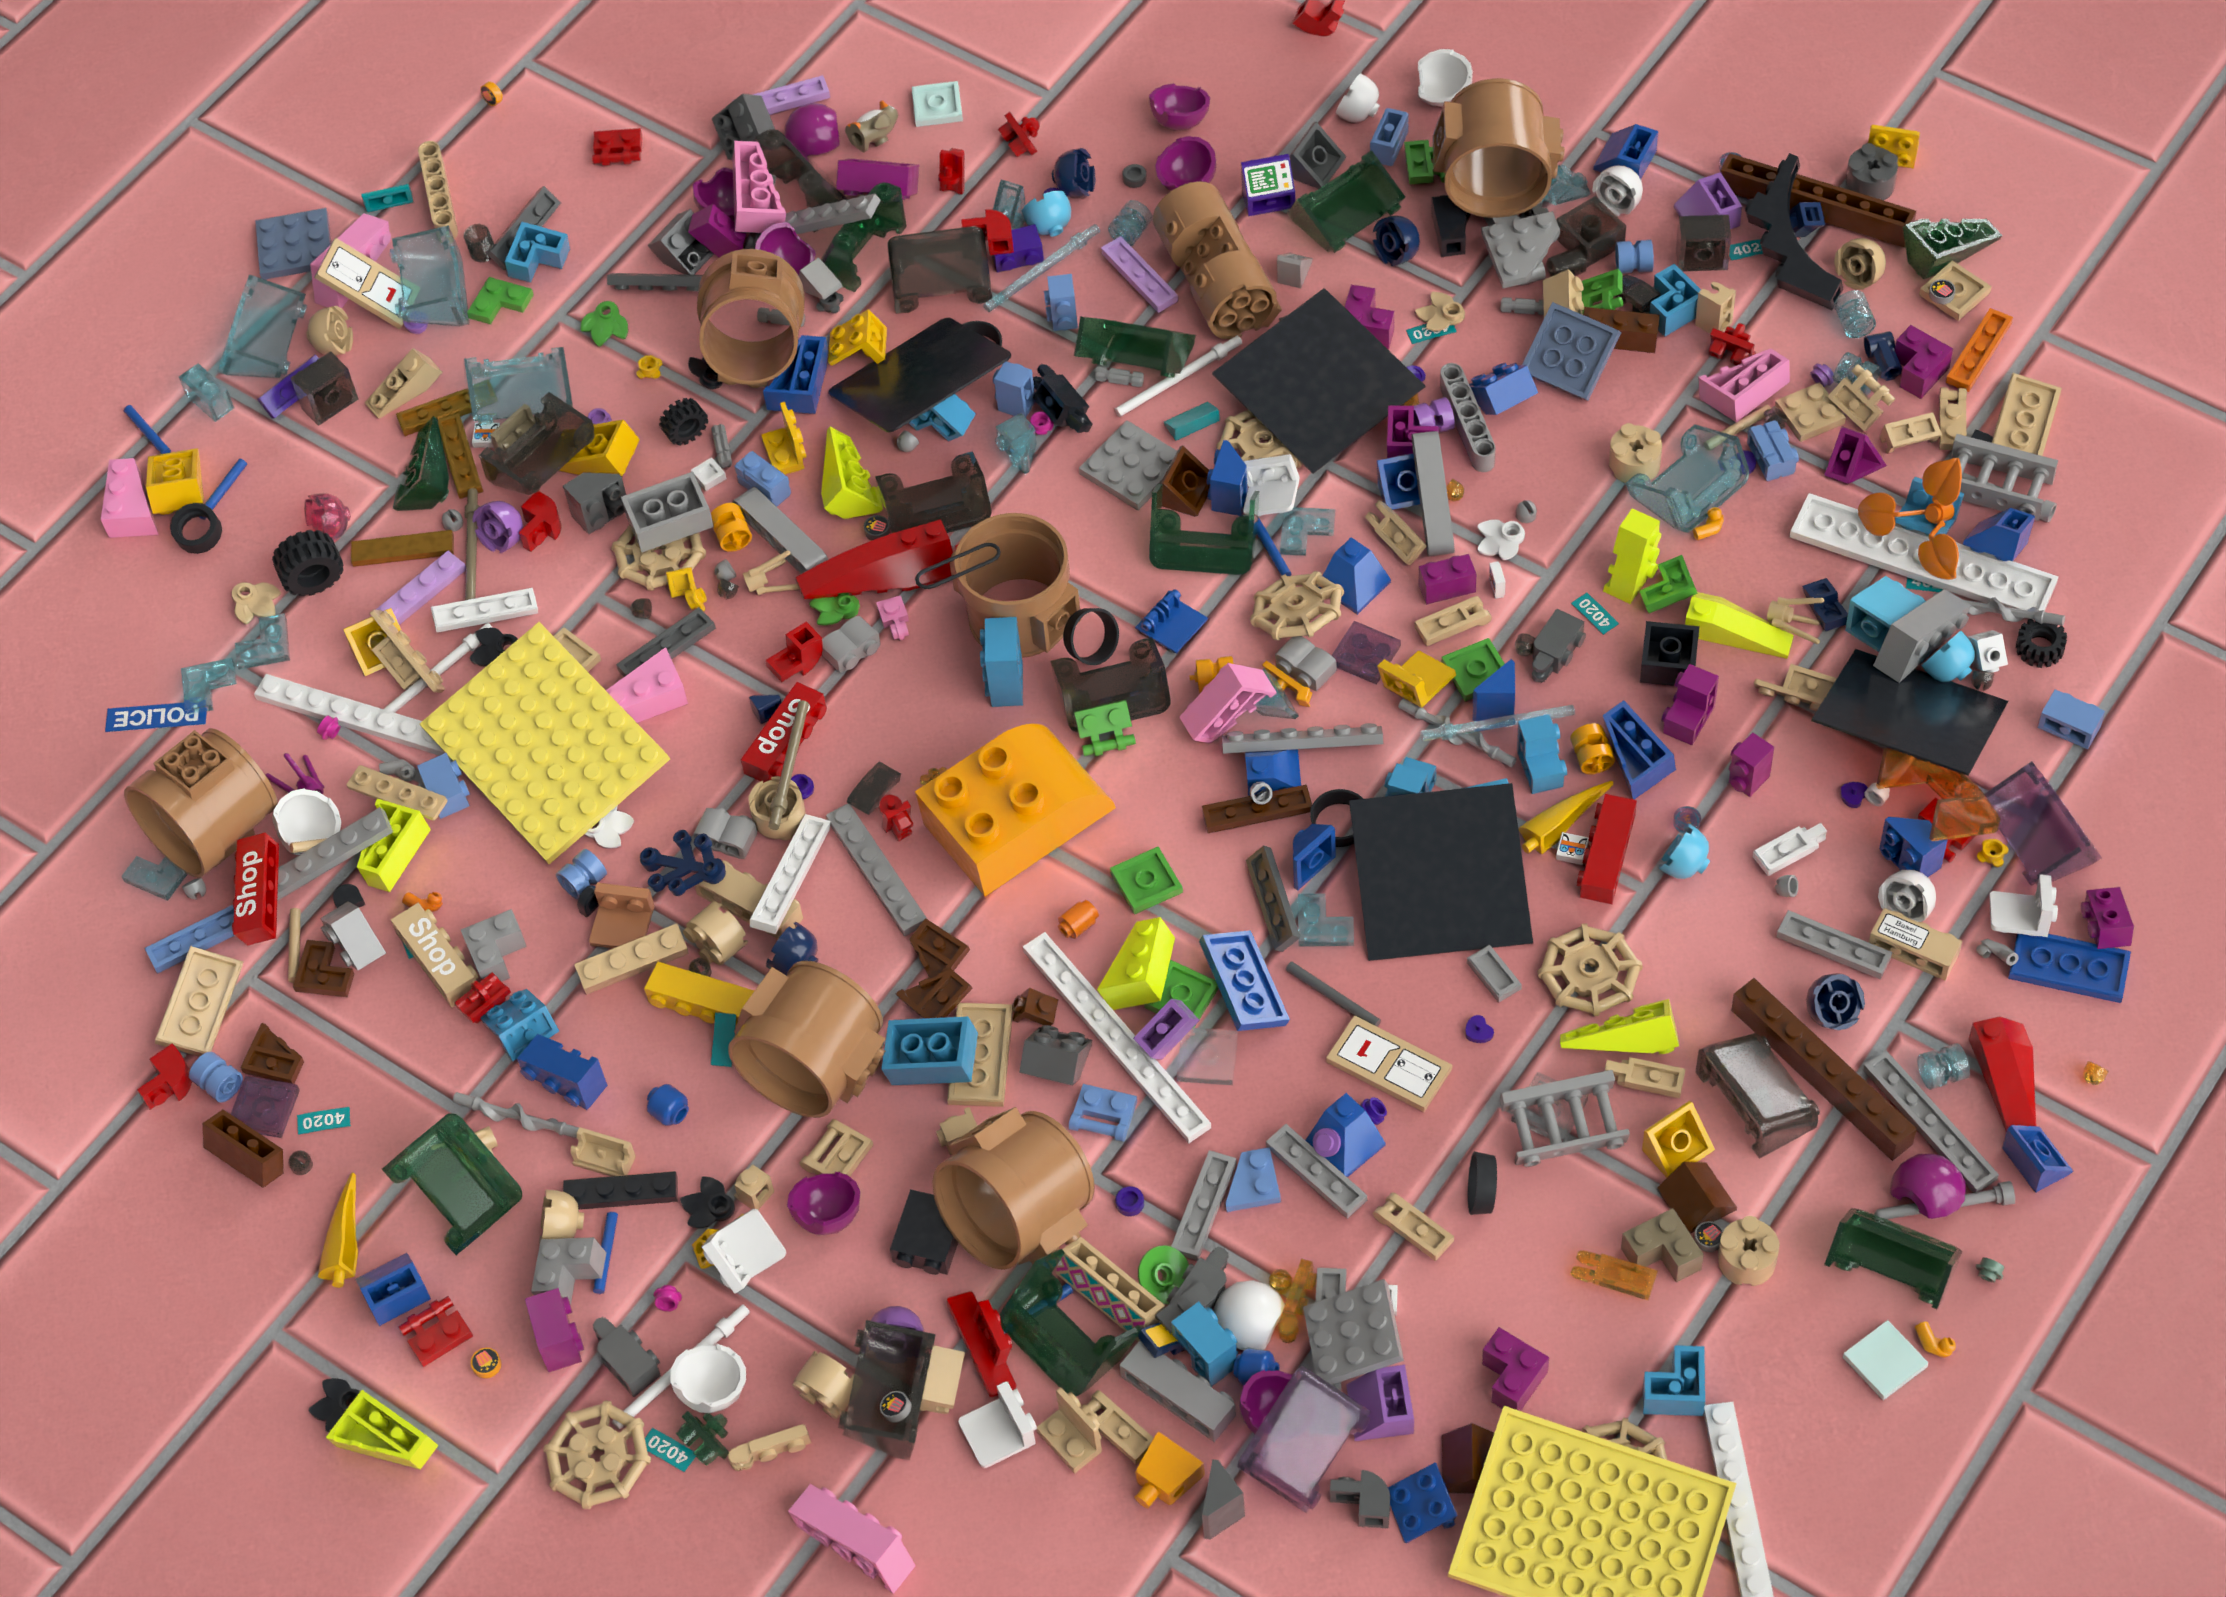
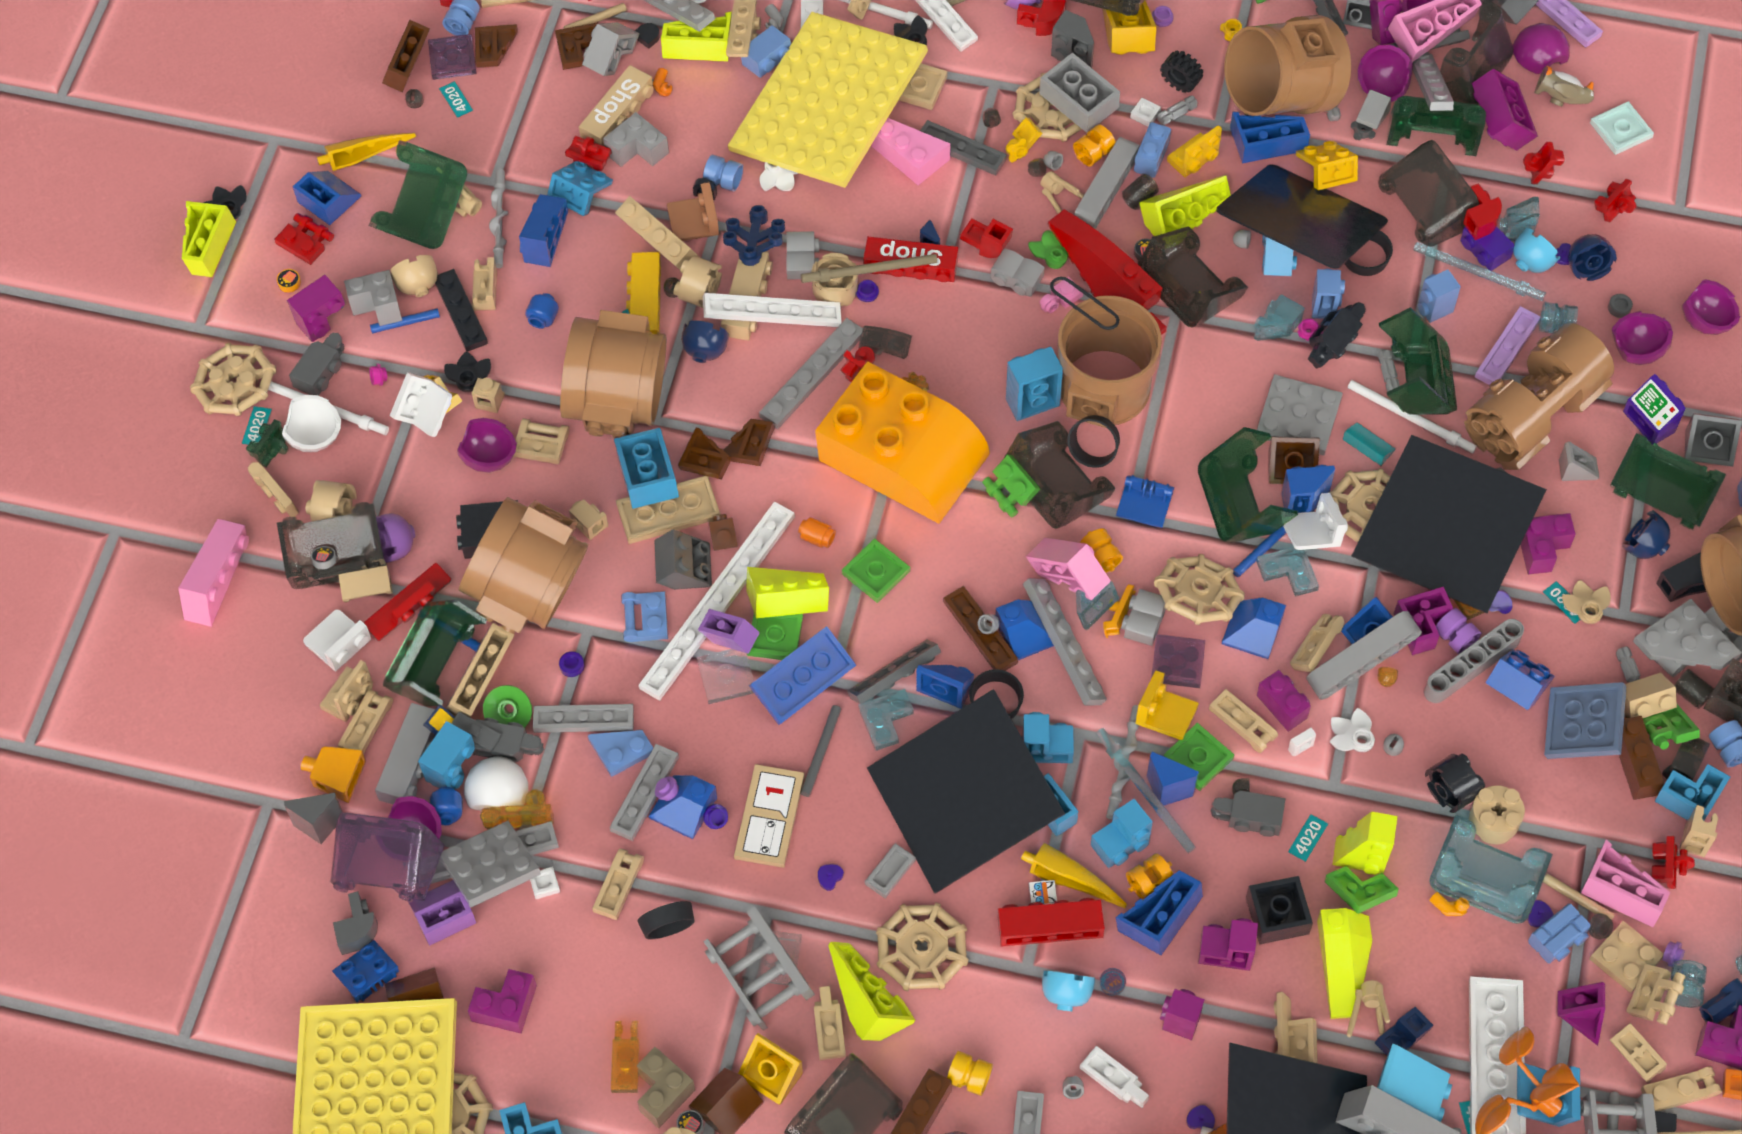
camera: 65 degrees right, 5 degrees up
(807, 507) = (1140, 190): none -> clear smoke piece
(1593, 471) = (1454, 782): none -> black brick
(1748, 962) = (969, 1073): none -> yellow wheel

